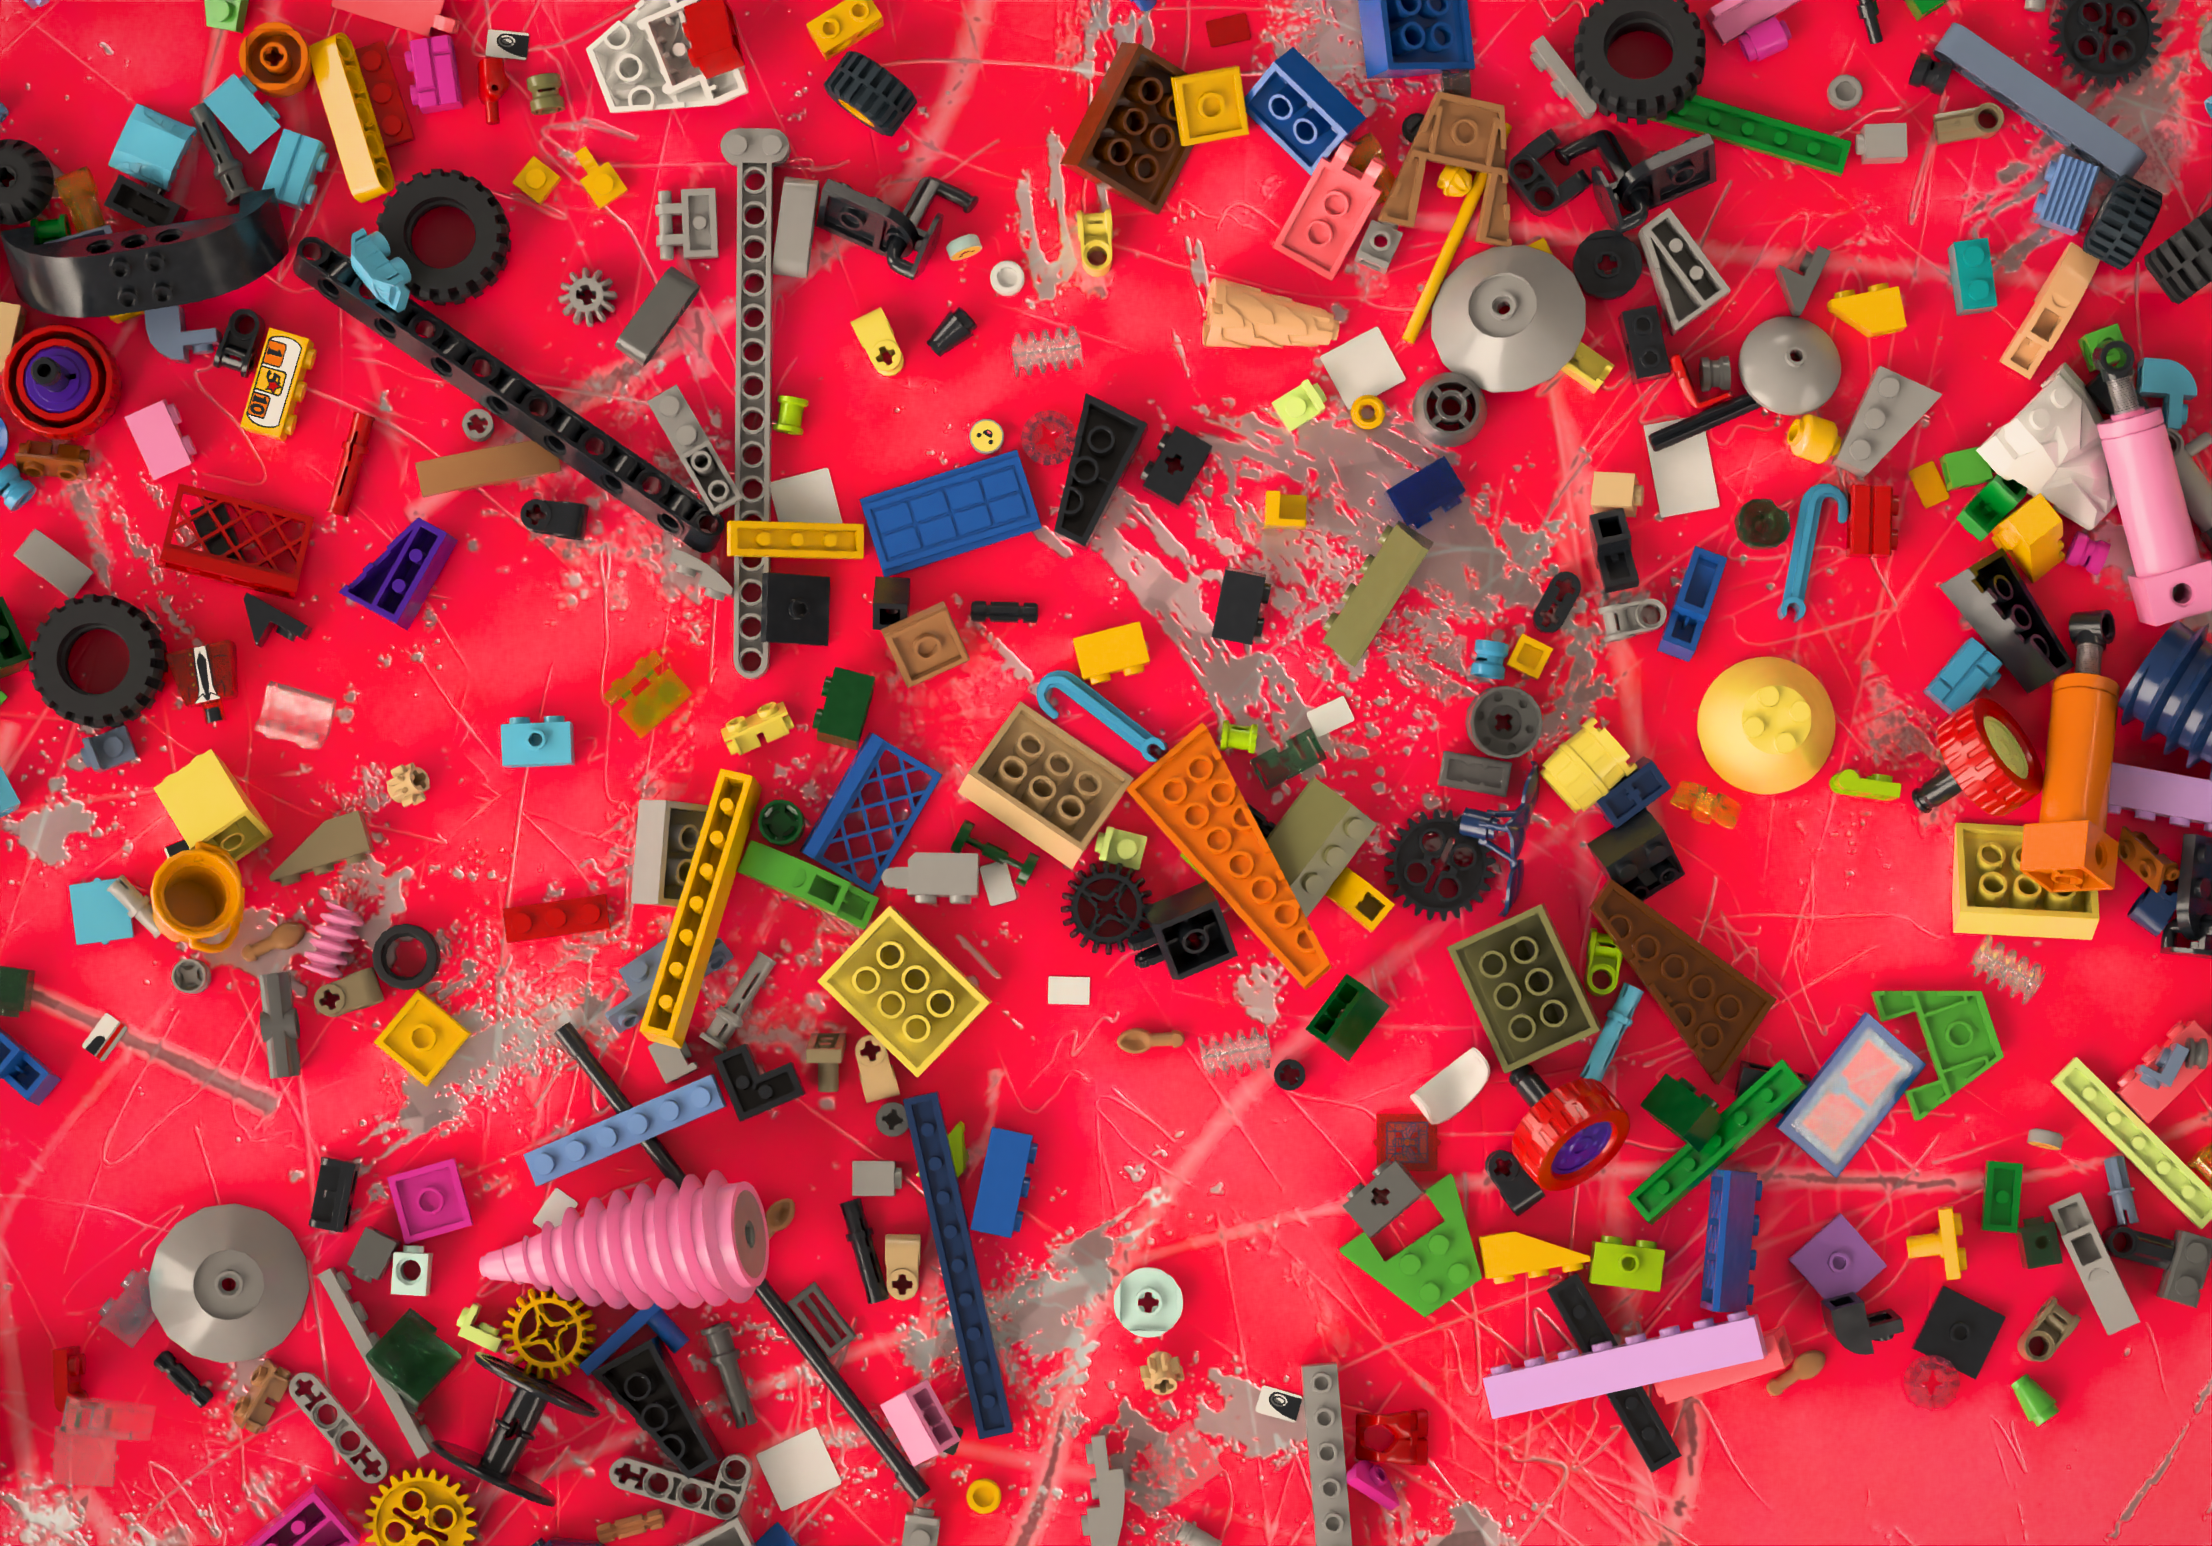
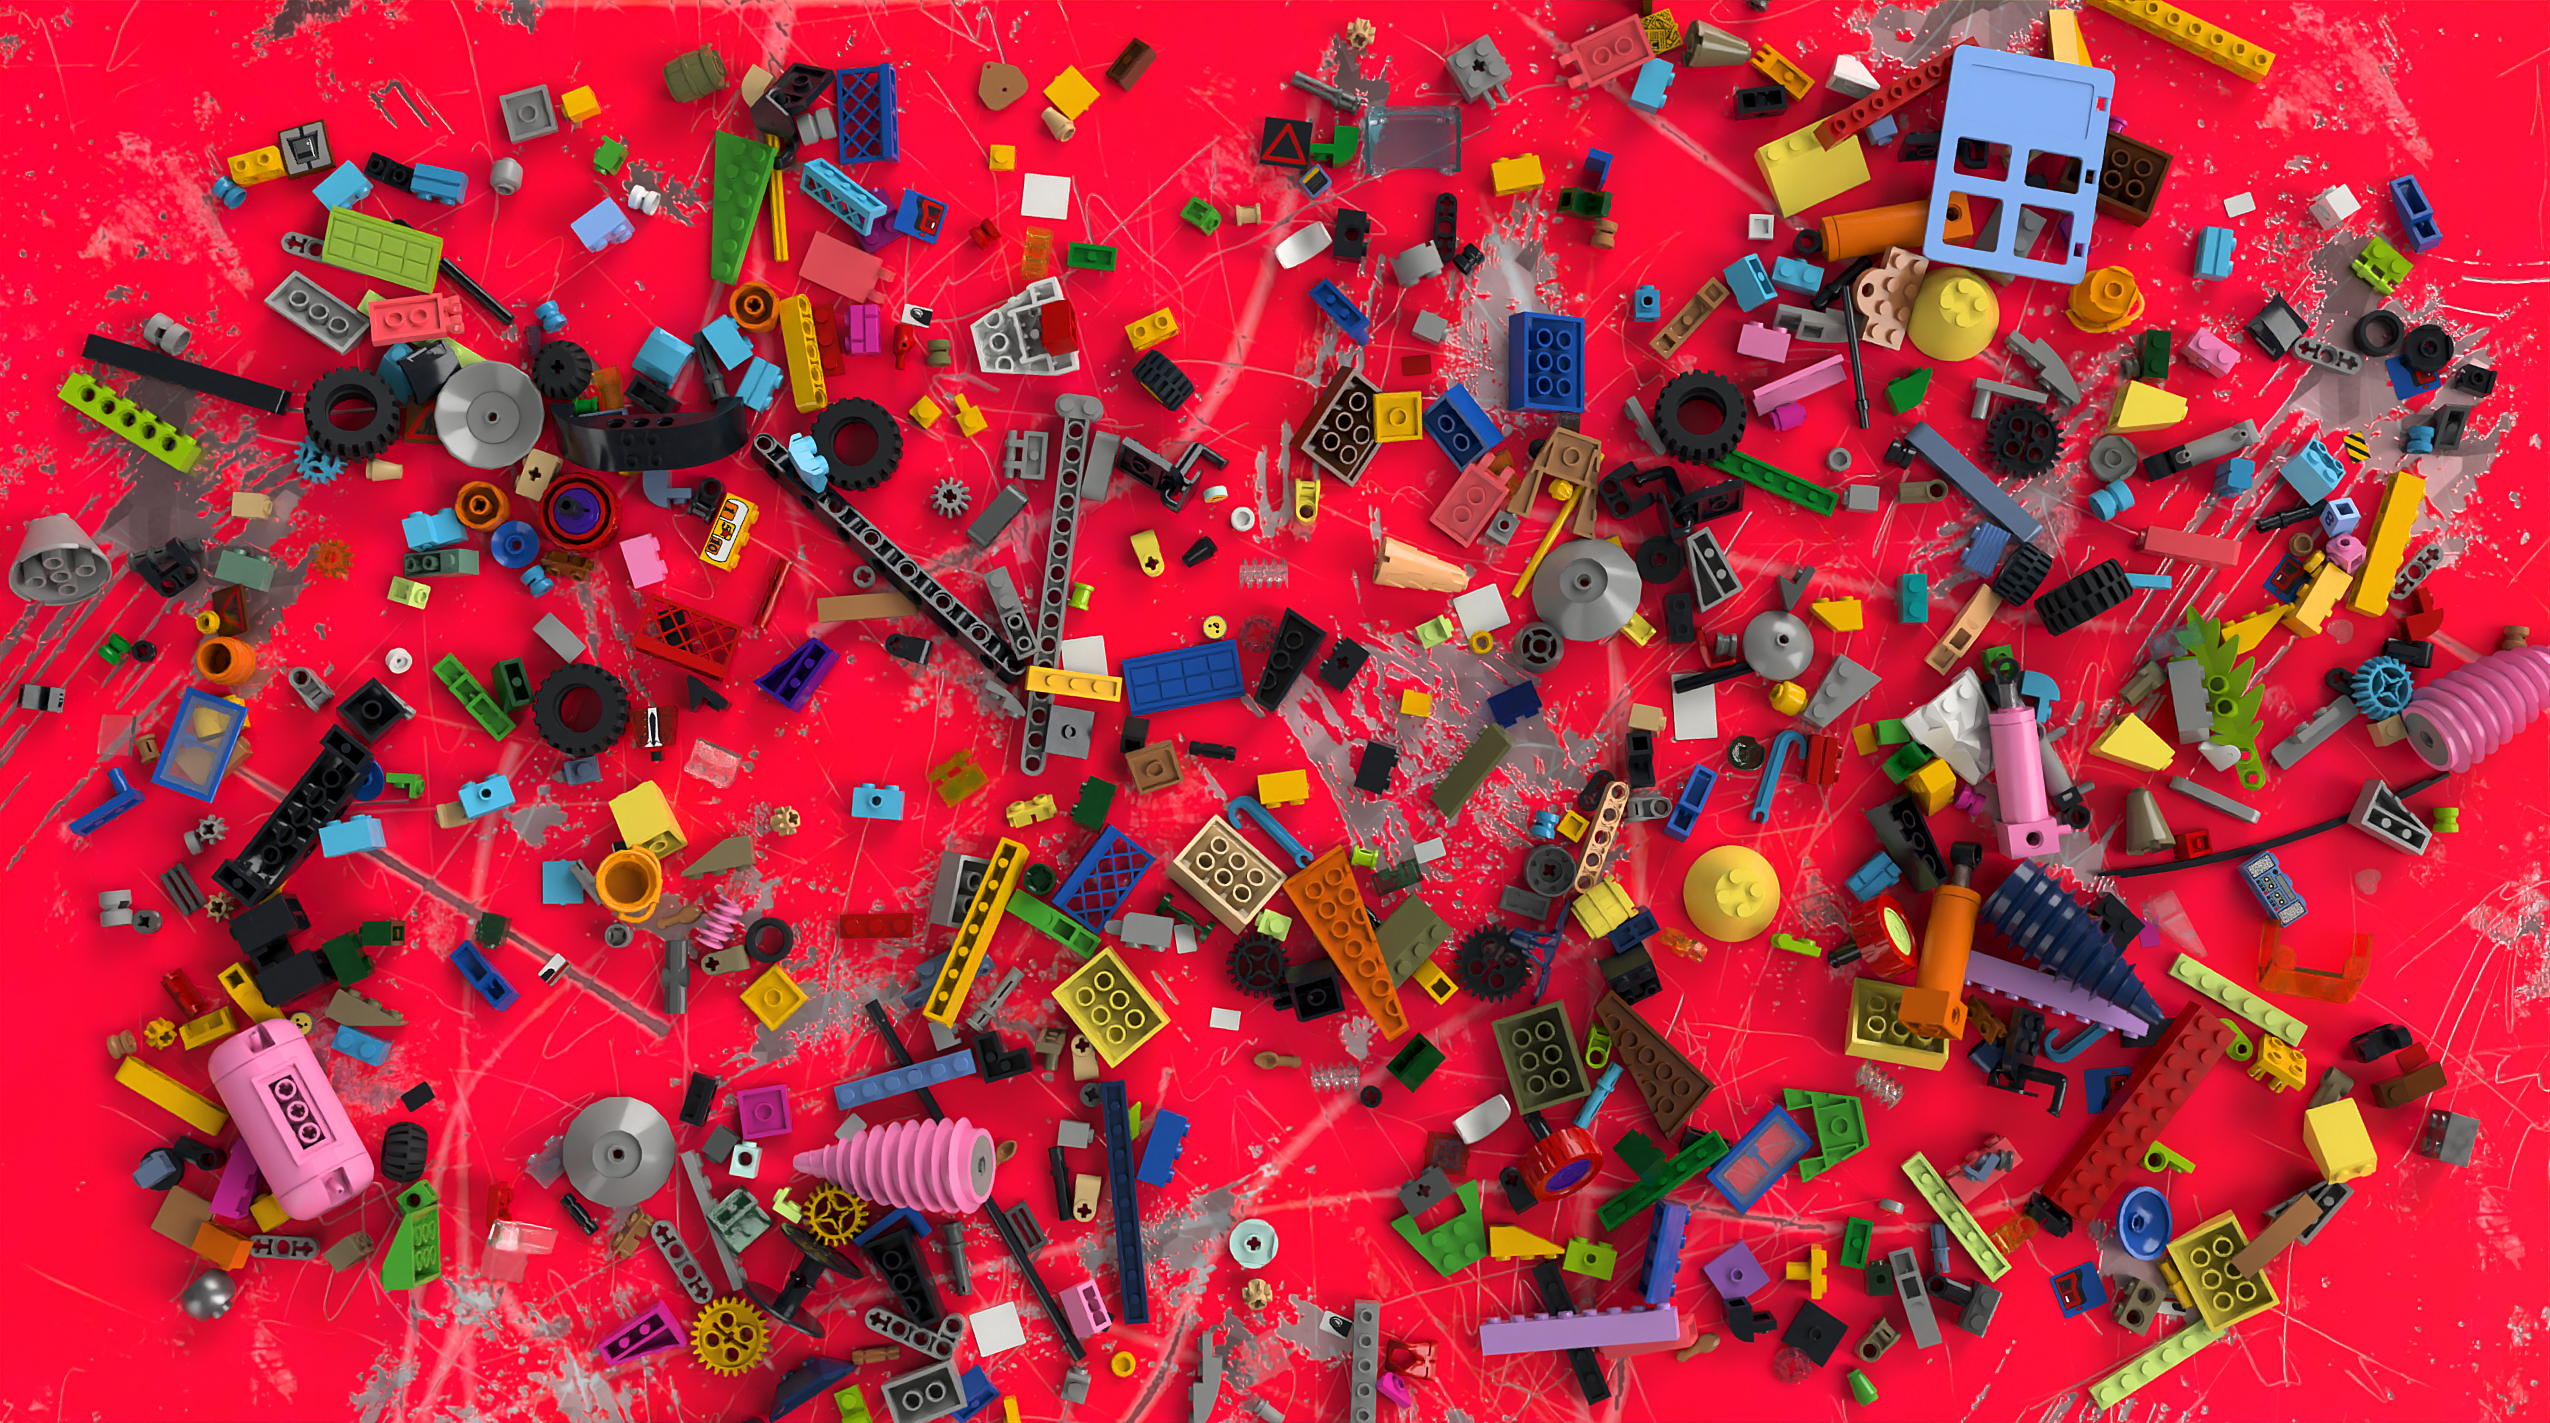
camera: 10 degrees right, 0 degrees up
(1581, 653) = (1609, 828): none -> light nougat beam

